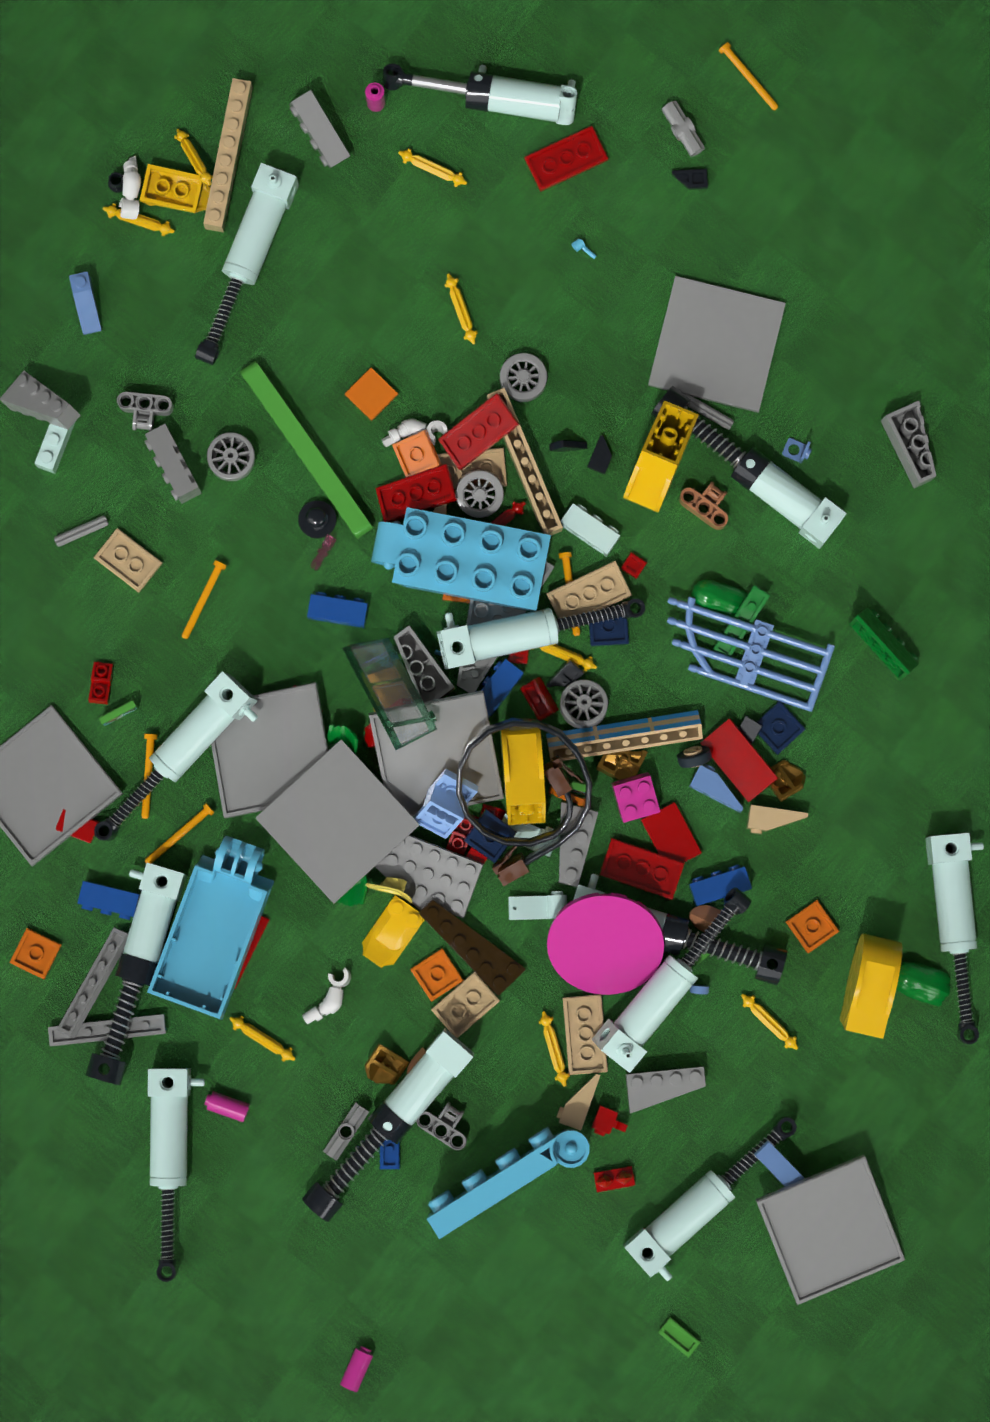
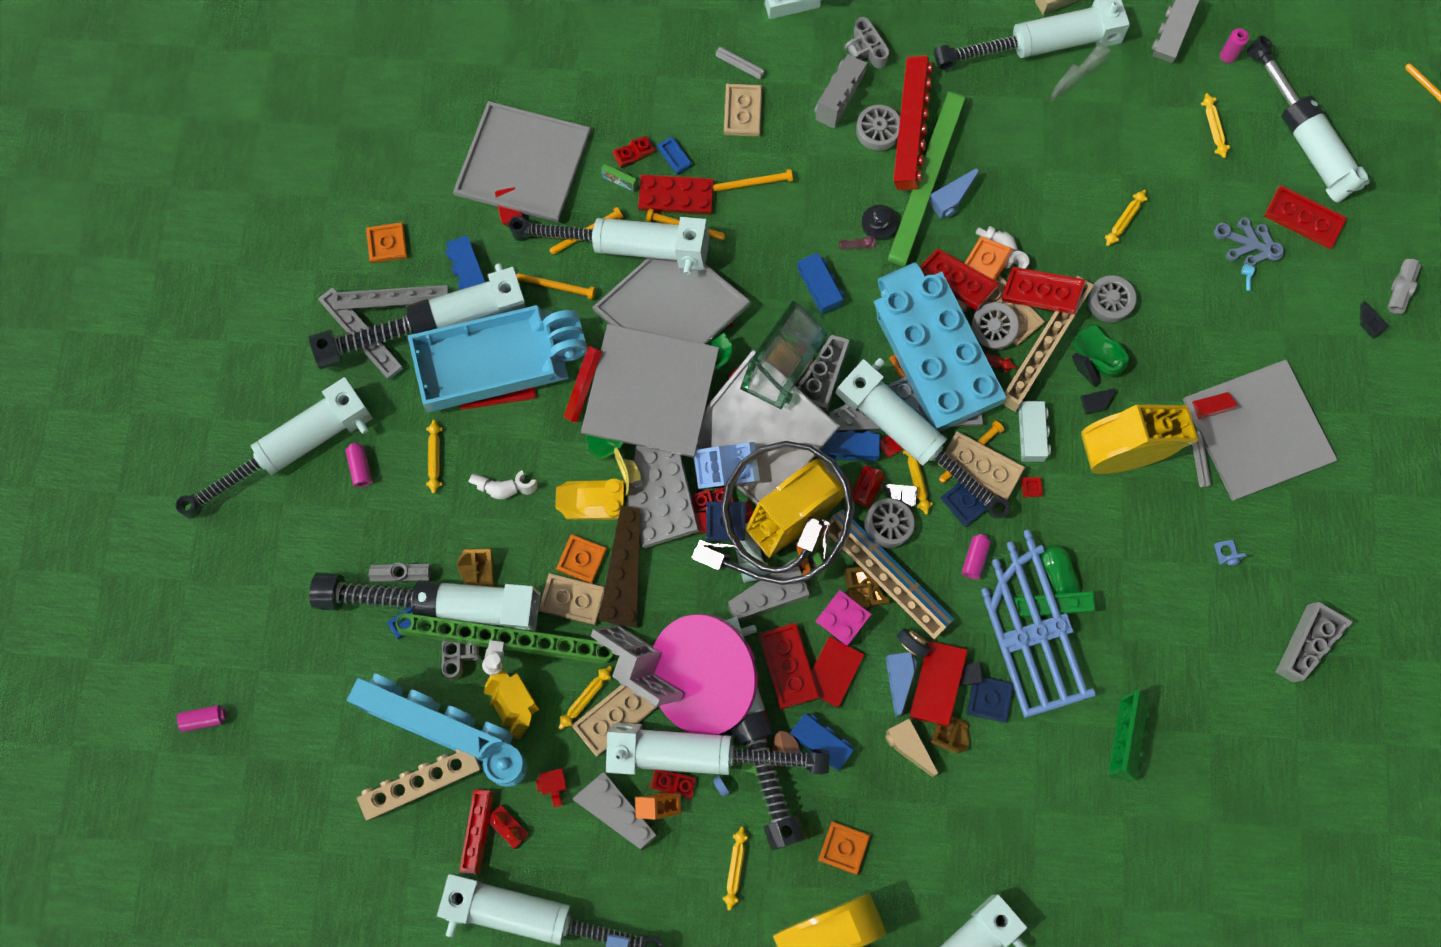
camera: 55 degrees right, 10 degrees down
(129, 650) = (674, 155): none -> blue tile
(167, 674) = (675, 194): none -> red plate
(200, 688) = (668, 220): none -> light orange bar
(249, 426) = (913, 123): none -> red brick
(290, 873) = (582, 384): none -> red tile
(301, 251) = (1075, 73): none -> clear slope
(338, 444) = (948, 198): none -> medium blue slope
(371, 394) = (1007, 197): orange tile -> none
(468, 1072) = (496, 632): none -> bright green beam
(473, 1099) = (493, 658): none -> white piece
(518, 1110) = (511, 701): none -> yellow slope
(528, 1275) = (372, 808): none -> tan brick
(536, 906) = (692, 597): light aqua door -> none
(557, 222) = (1251, 243): none -> sand blue plant
(560, 990) = (636, 665): none -> light grey bracket
(562, 422) = (1103, 352): none -> green hair
(577, 1107) = (547, 751): tan slope -> none
(601, 1205) = (476, 831): none -> red tile
(659, 654) = (976, 557): none -> dark pink brick
(671, 366) = (1214, 405): none -> red slope
(671, 1025) = (673, 783): none -> red slope
(682, 1049) = (658, 805): none -> orange brick
(711, 498) = (1135, 509): nougat piece -> none
(767, 481) = (1185, 533): light aqua piece -> none

